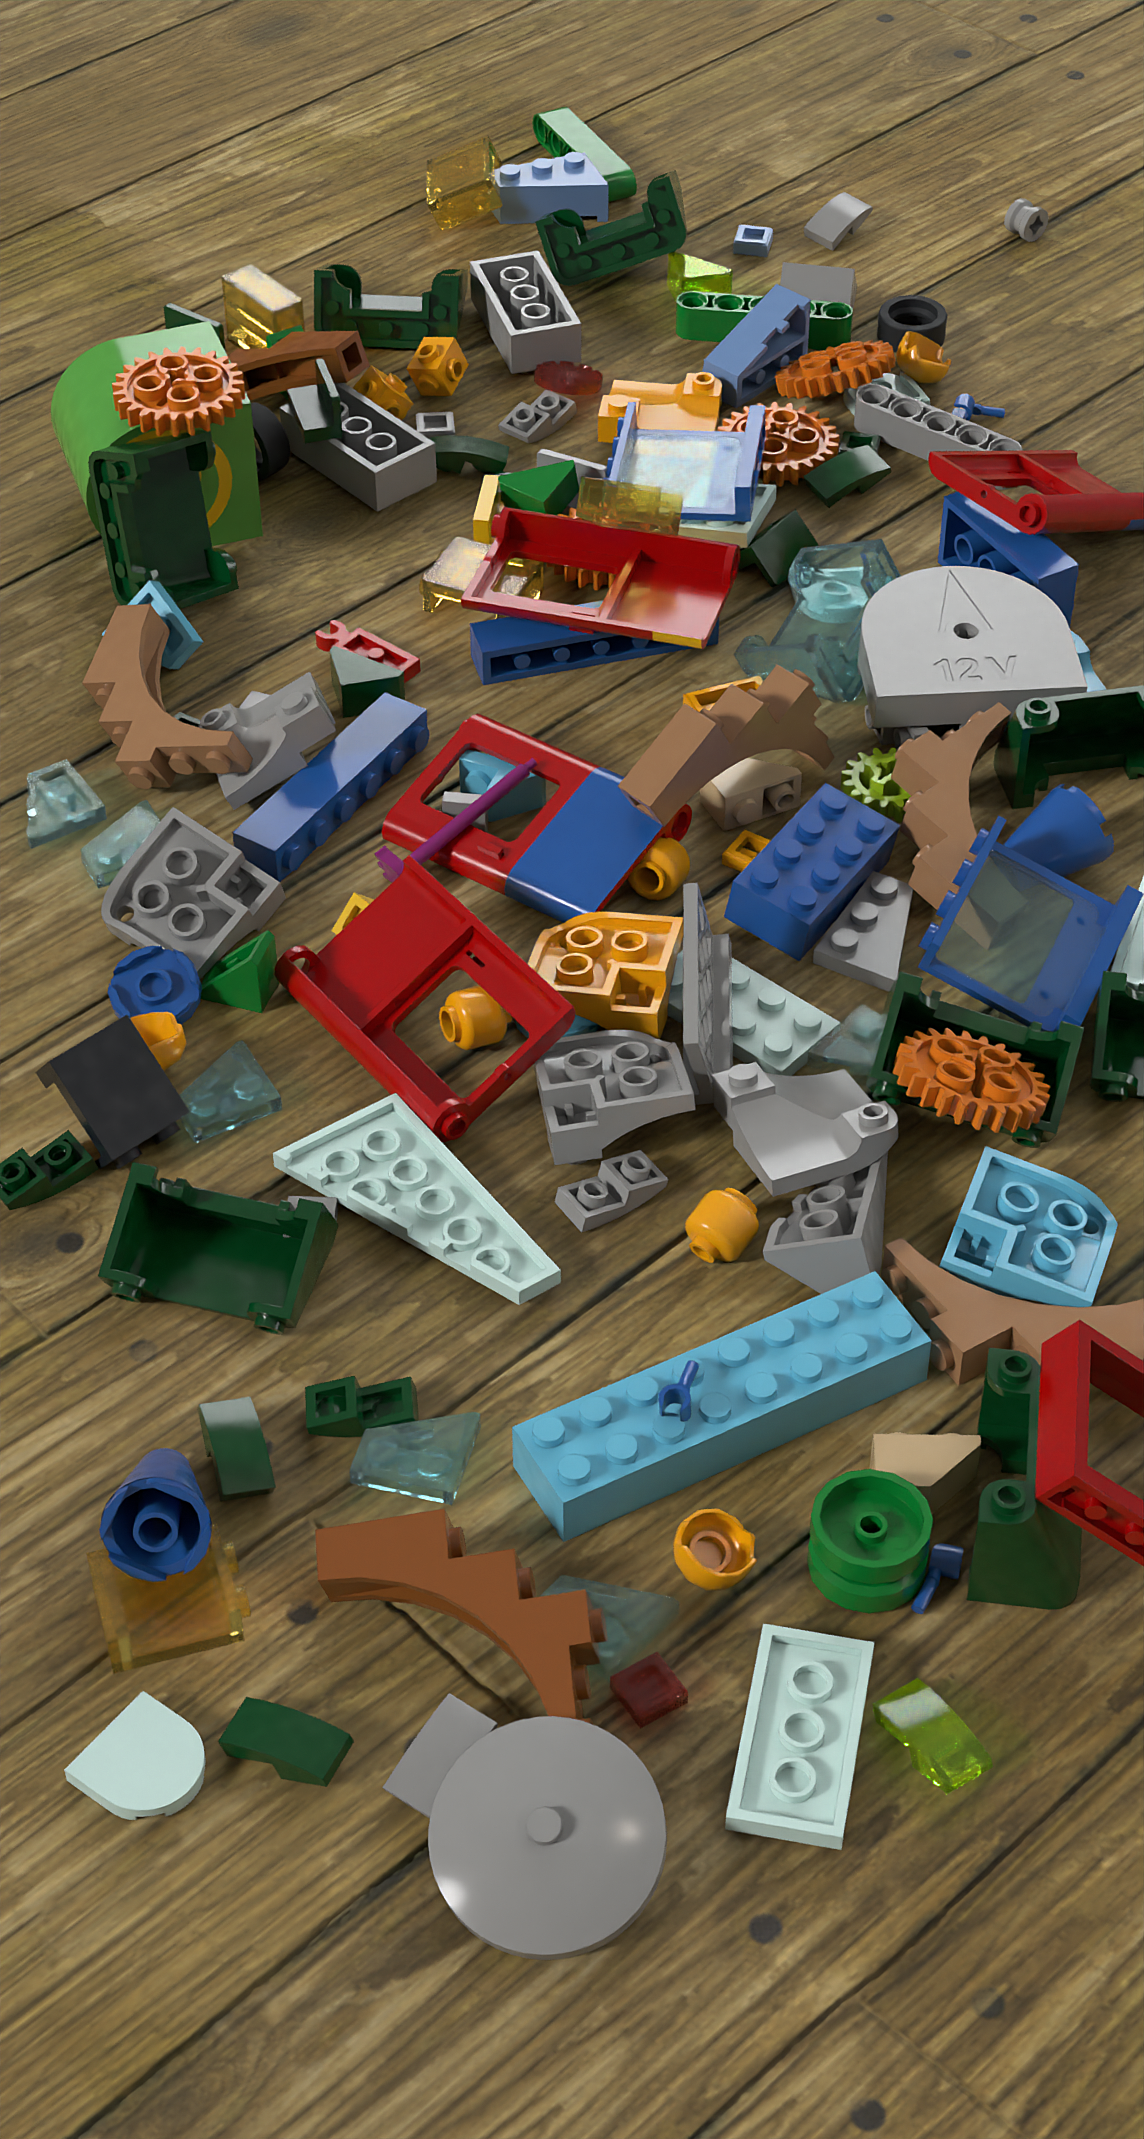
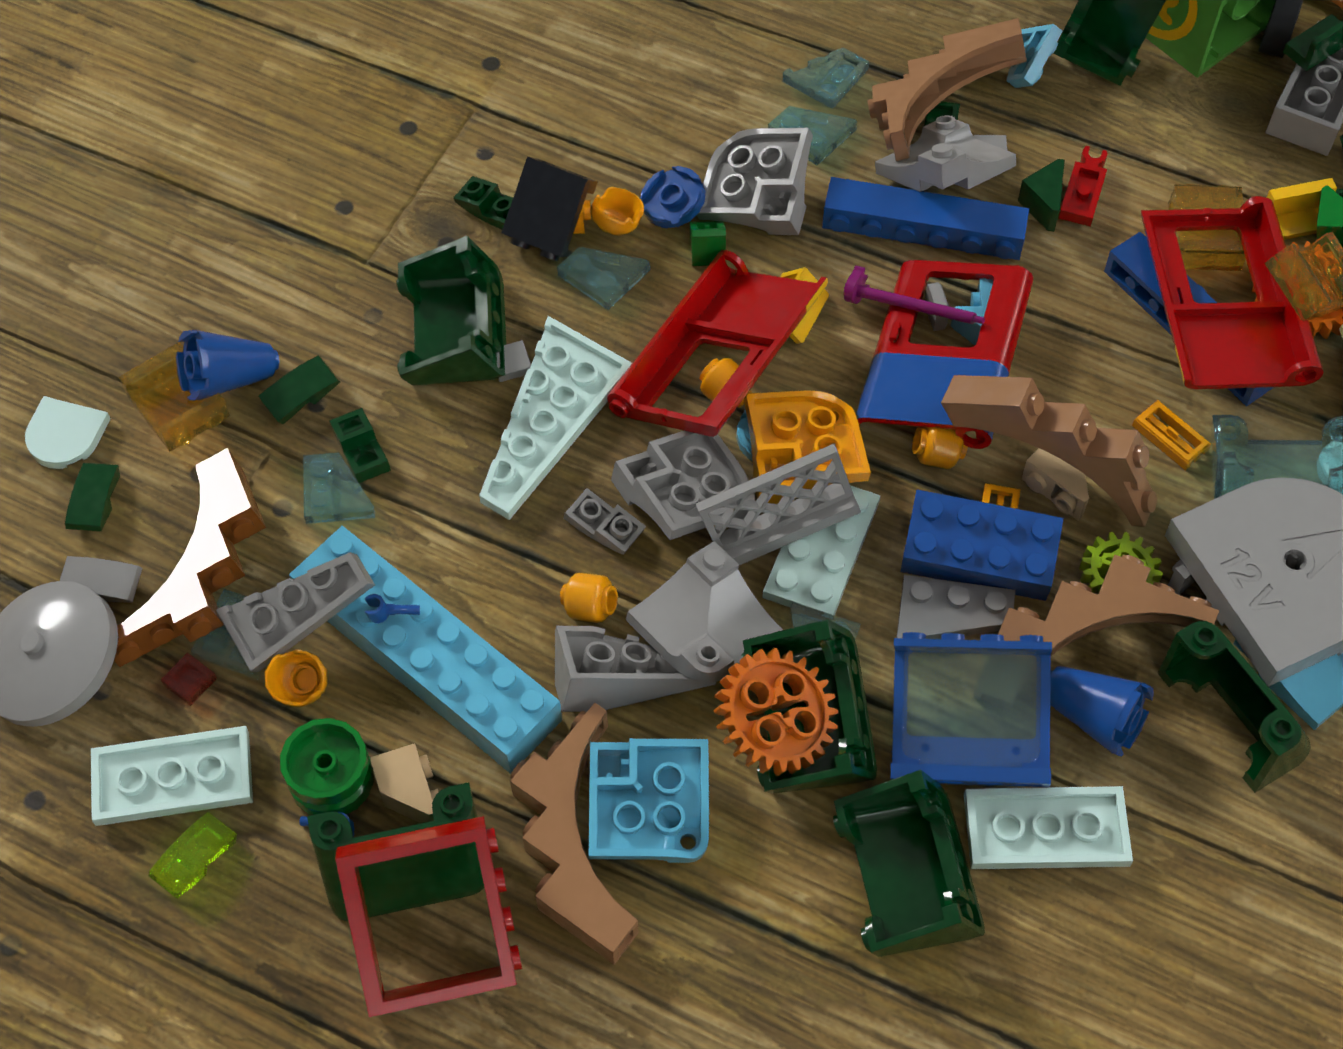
camera: 70 degrees right, 15 degrees up
(627, 1510) = (287, 613): none -> light grey wing

